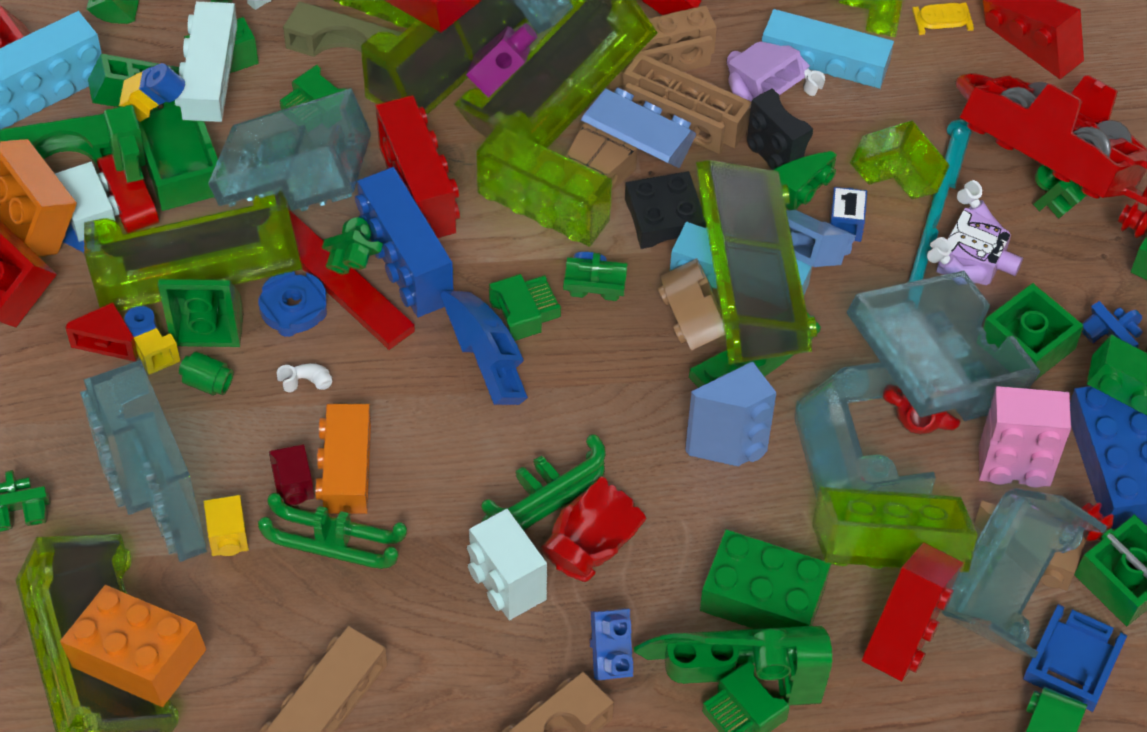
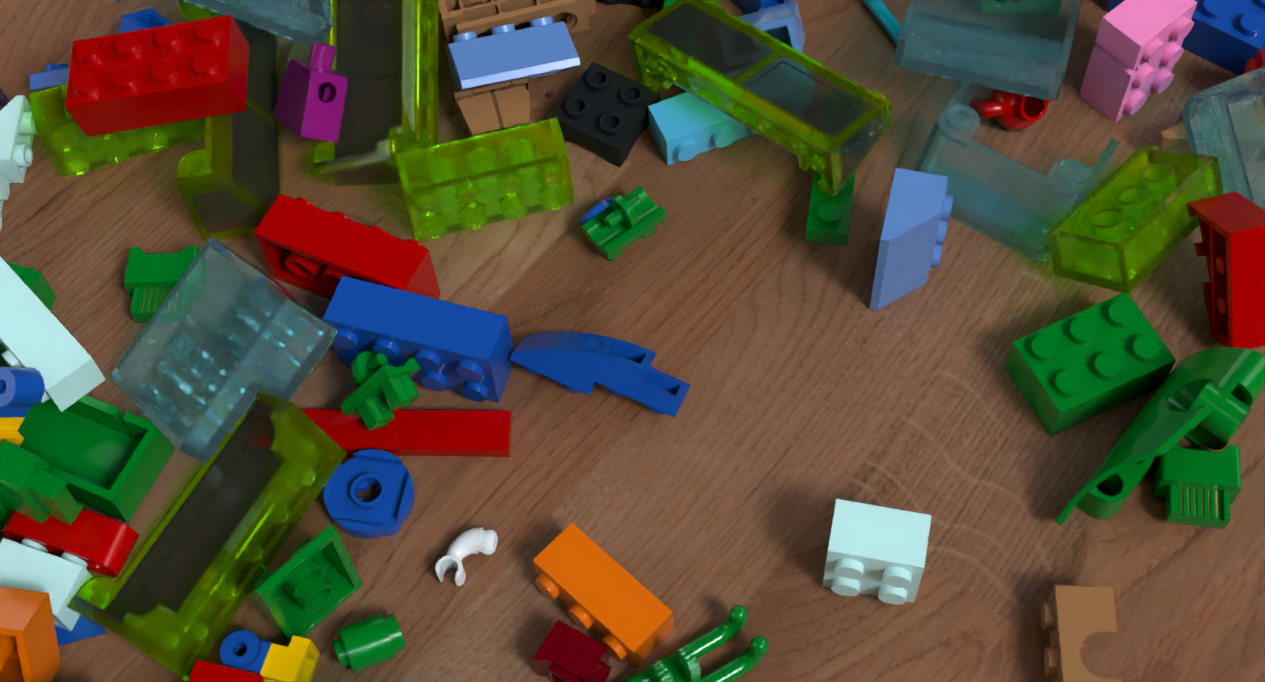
camera: 40 degrees left, 5 degrees up
(317, 29) = (86, 215): olive arch -> none
(524, 304) = (587, 302): green piece -> none
(559, 489) = (825, 385): green piece -> none
(592, 530) = (897, 451): red hair -> none
(611, 644) = (1037, 533): blue hips -> none
(693, 304) = (755, 179): medium nougat brick -> none

